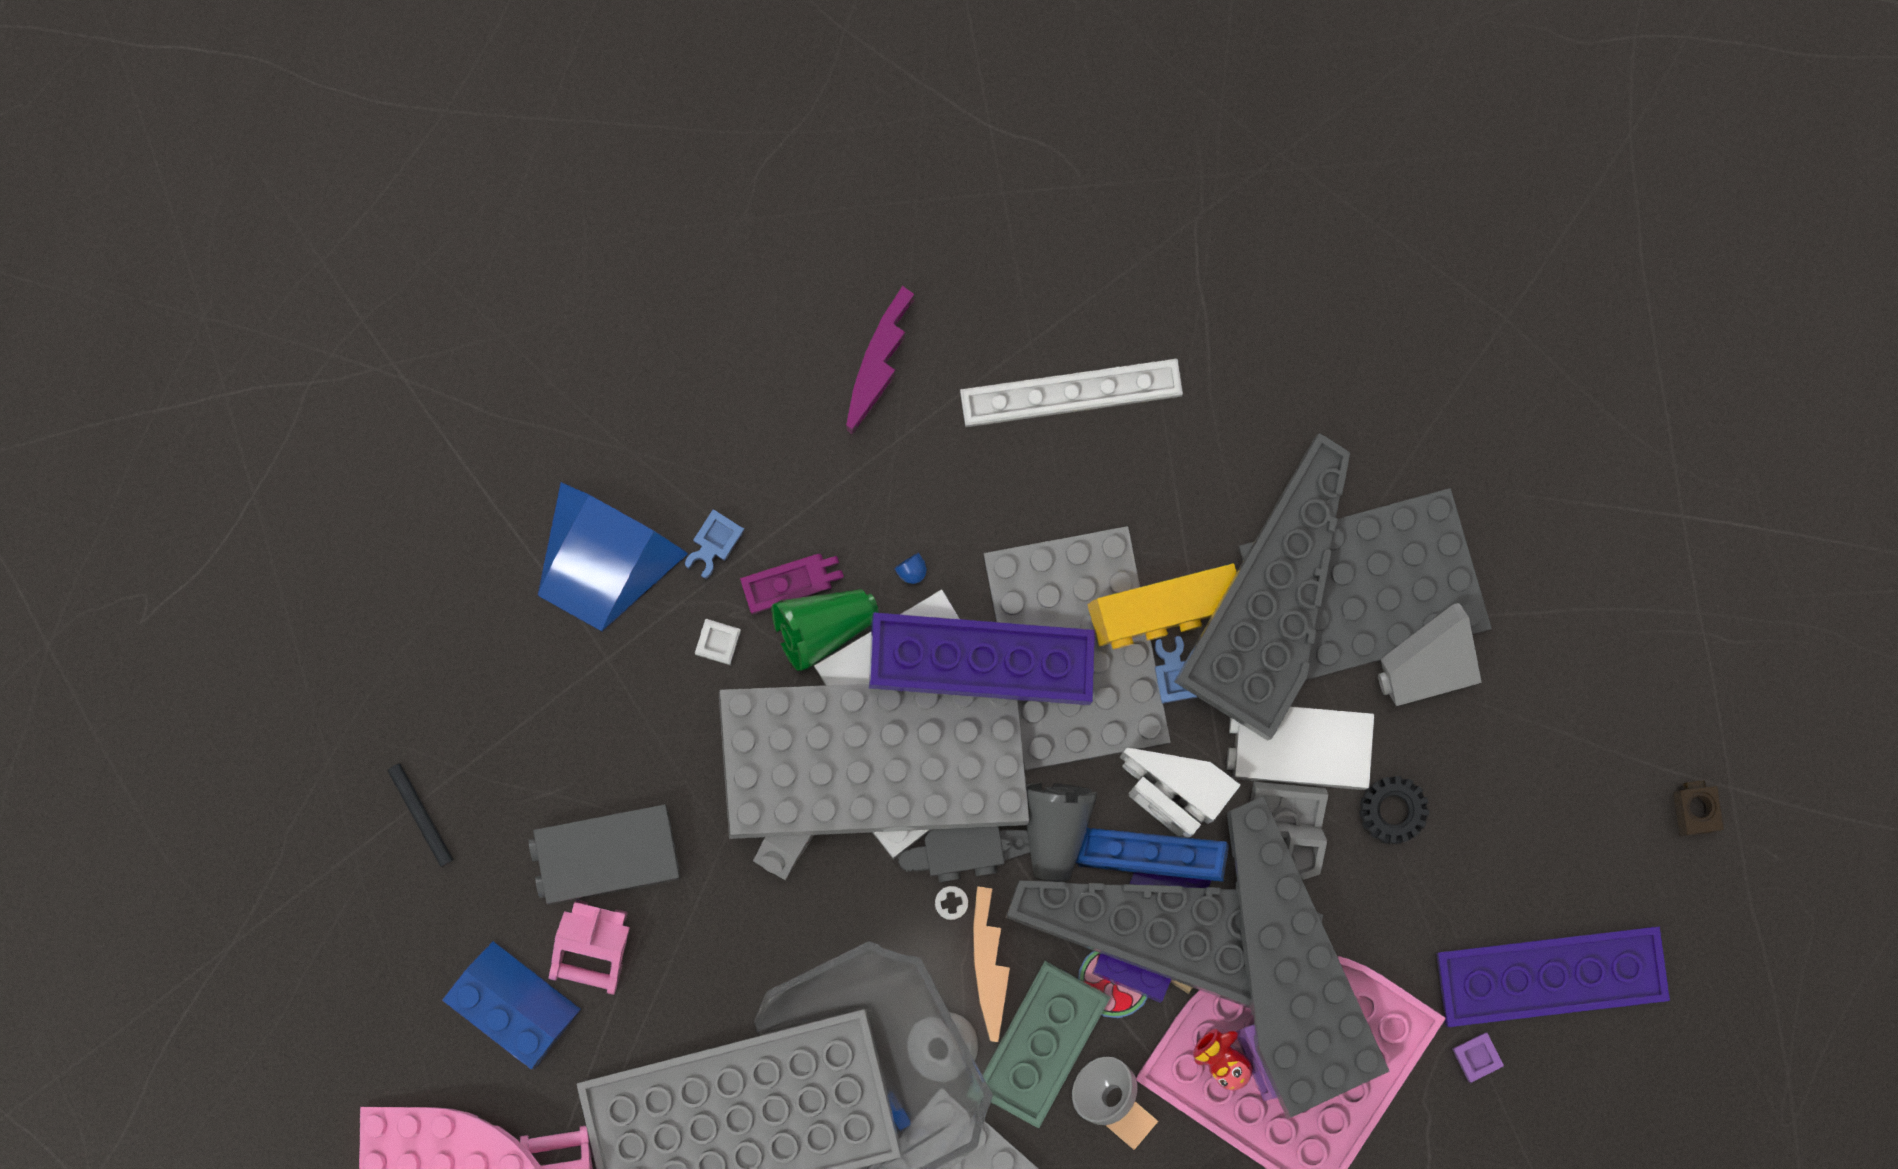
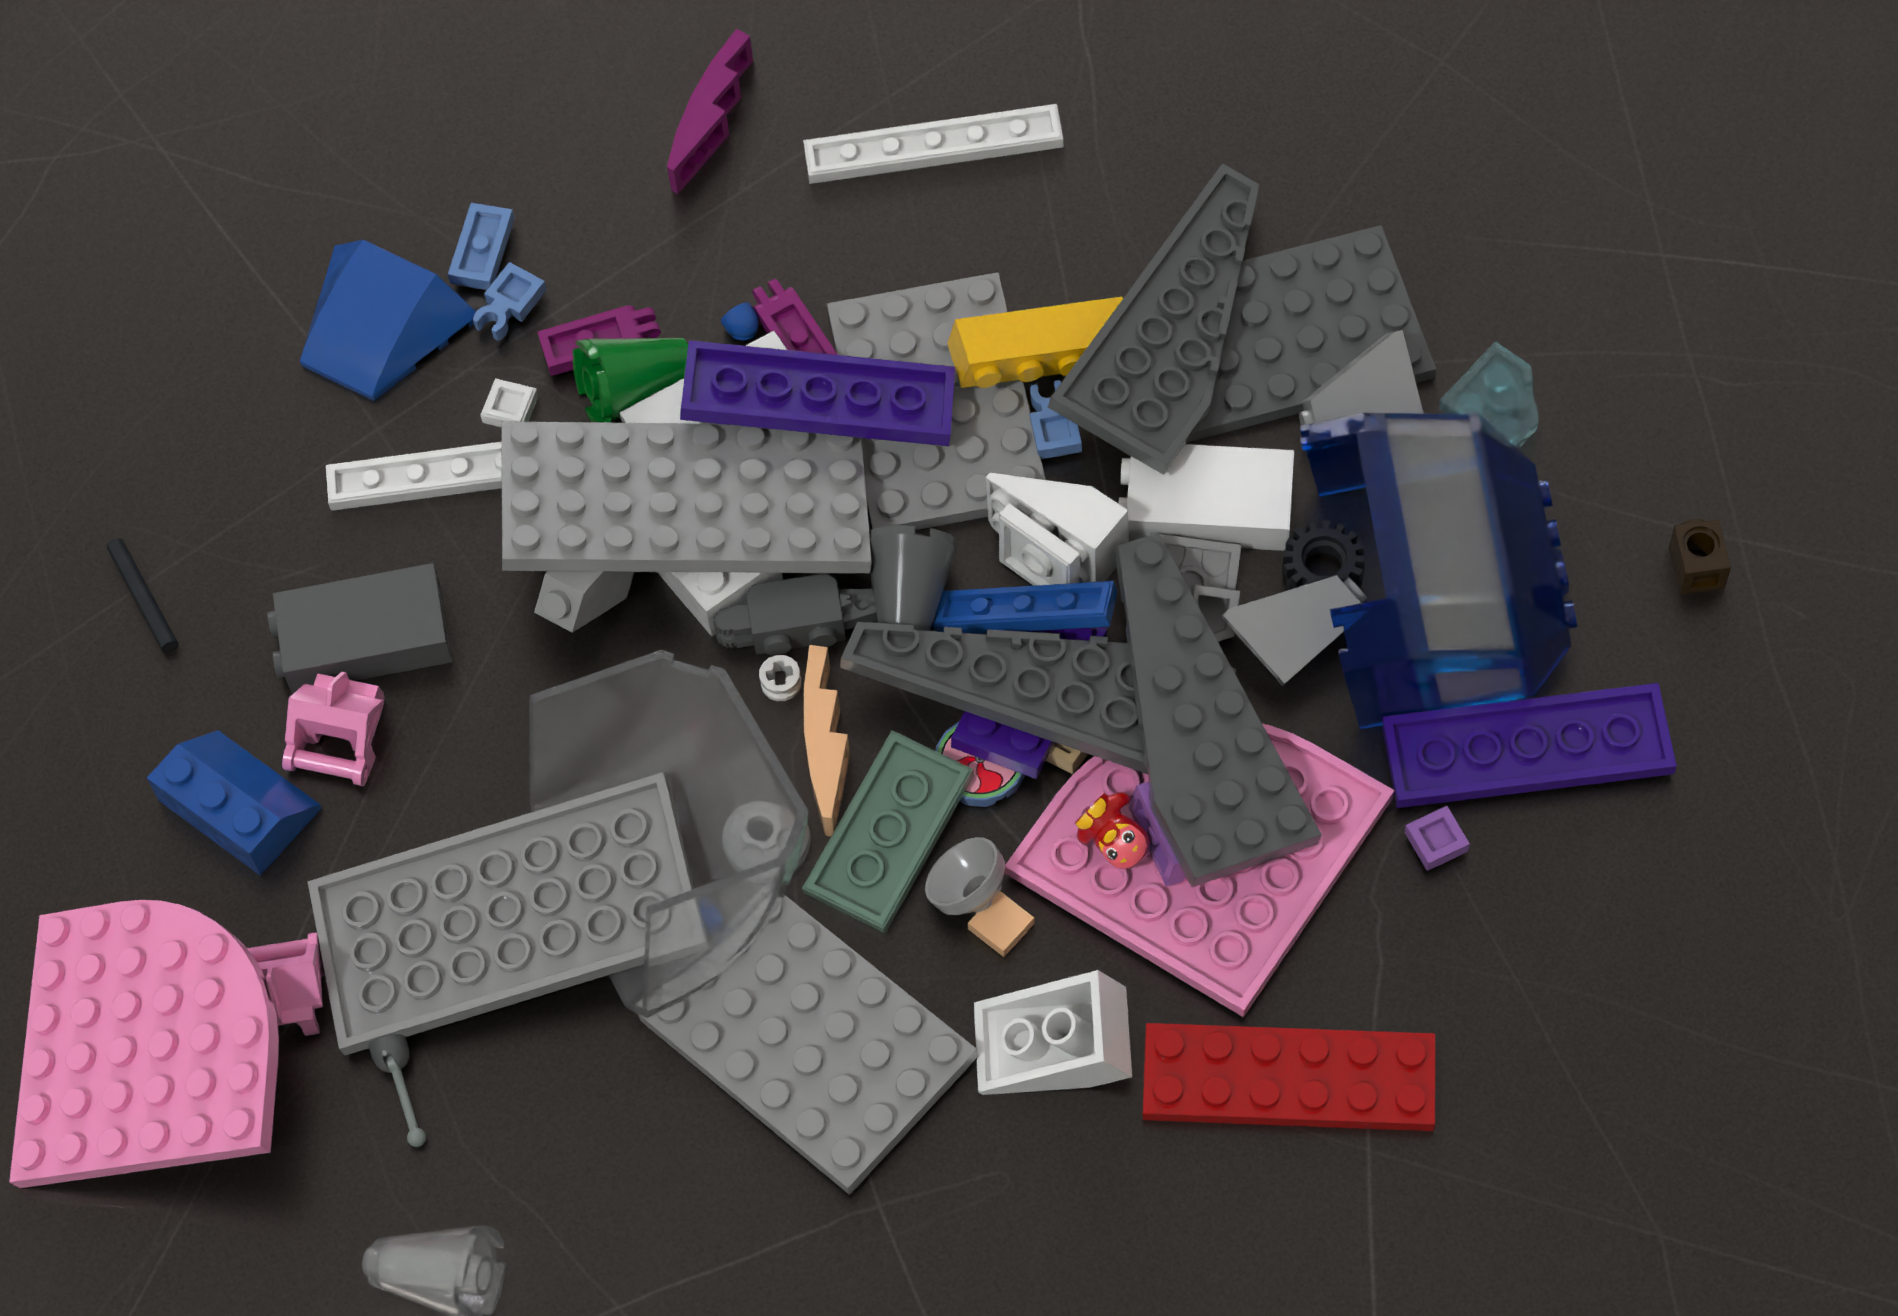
camera: 10 degrees right, 20 degrees down
(660, 704) = (414, 476): none -> white tile
(687, 489) = (481, 246): none -> medium blue plate
(956, 578) = (790, 319): none -> magenta hinge
(1372, 874) = (1292, 625): none -> light grey slope
(1507, 828) = (1461, 560): none -> clear blue windscreen
(1540, 659) = (1499, 391): none -> clear light blue plate

